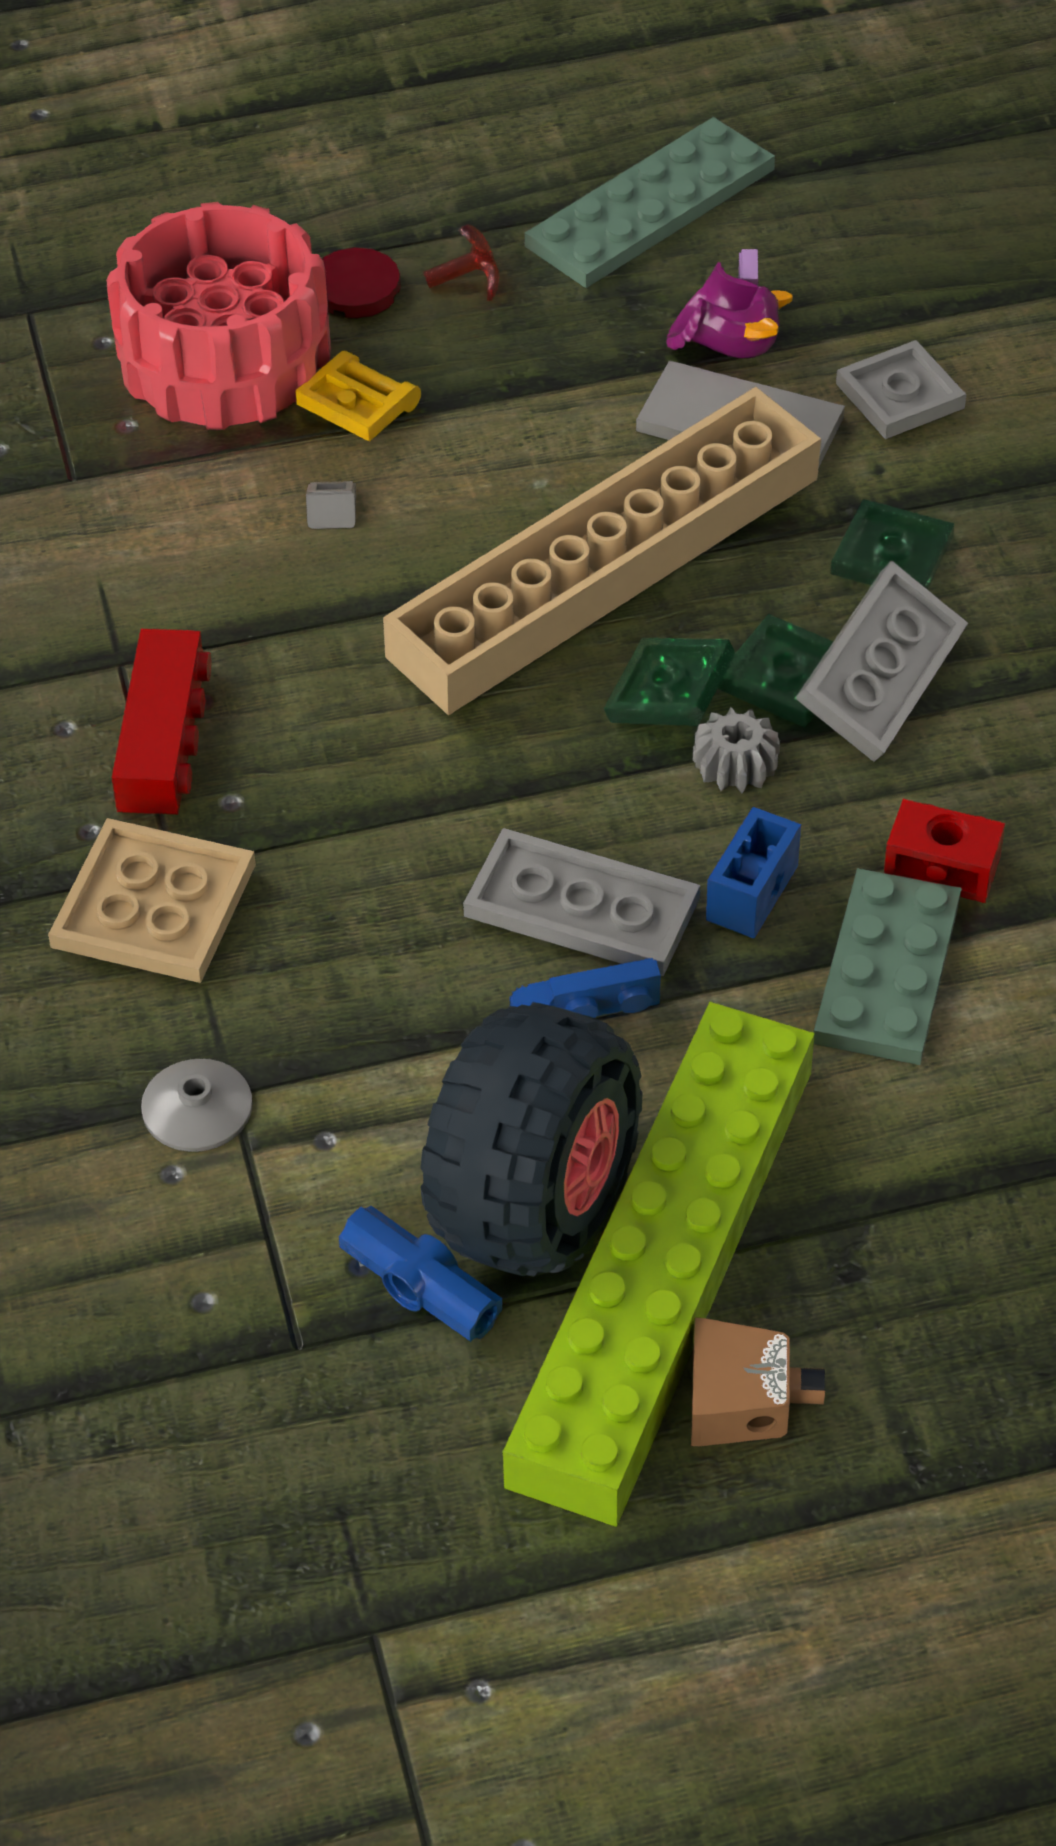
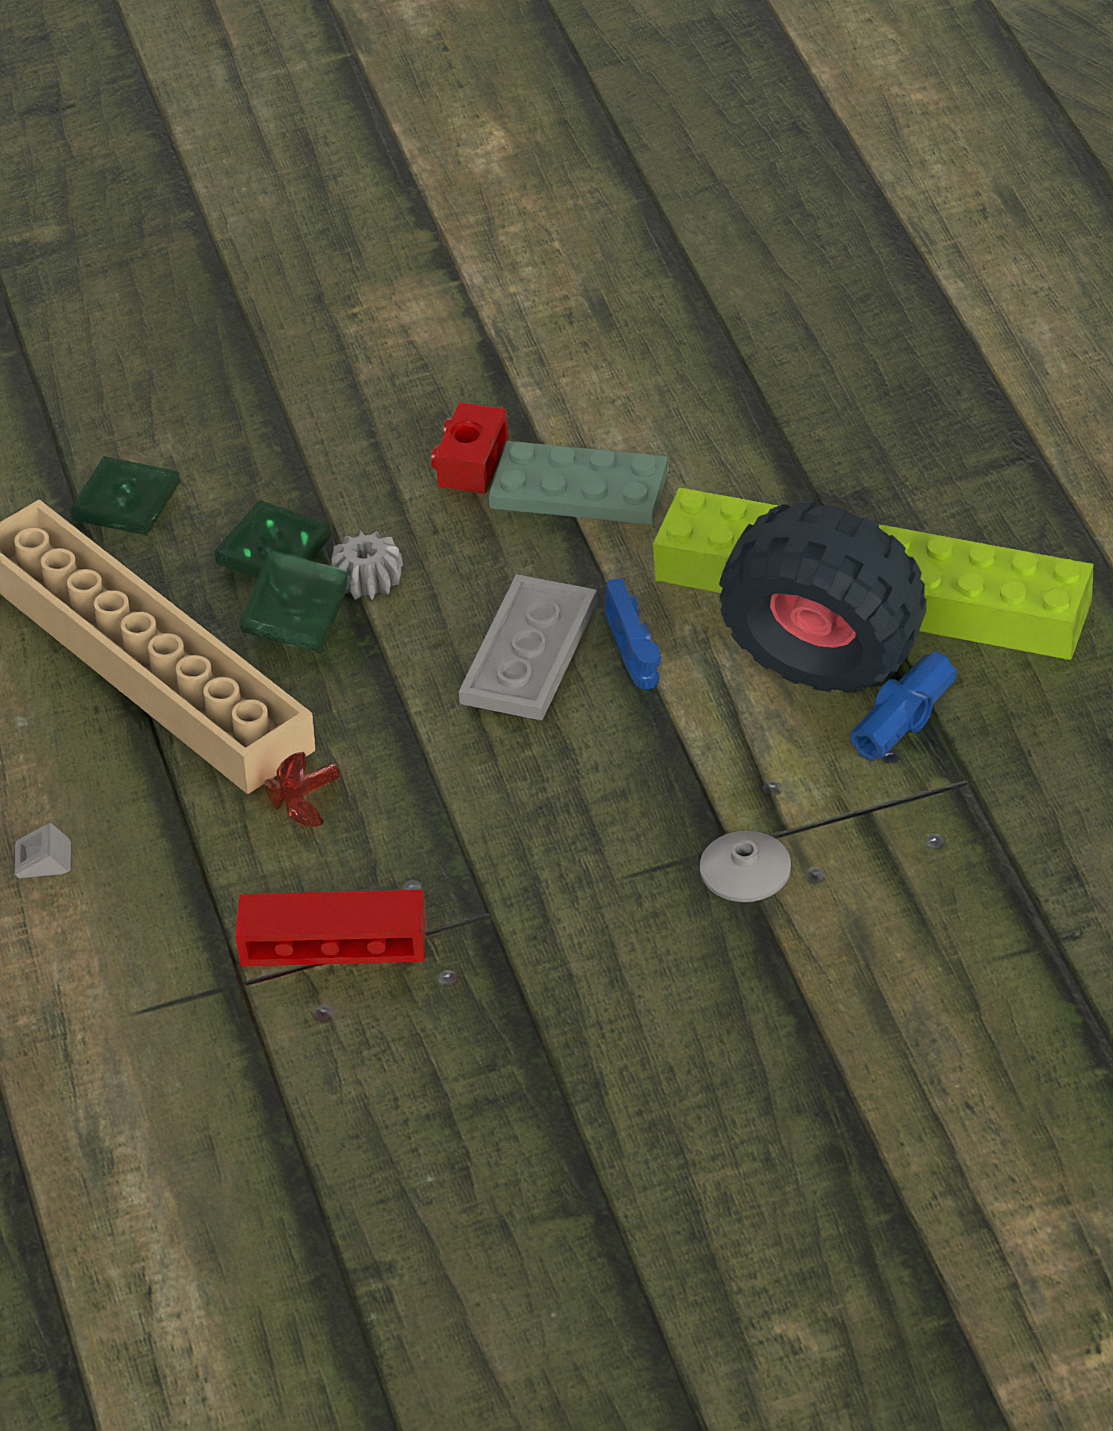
camera: 90 degrees left, 5 degrees down
(152, 900) = (538, 909): tan plate -> none
(371, 683) = (295, 785): none -> clear red plant
(745, 1383) = (979, 517): medium nougat torso -> none
(753, 872) = (507, 538): blue brick -> none
(882, 661) = (273, 480): light grey plate -> none

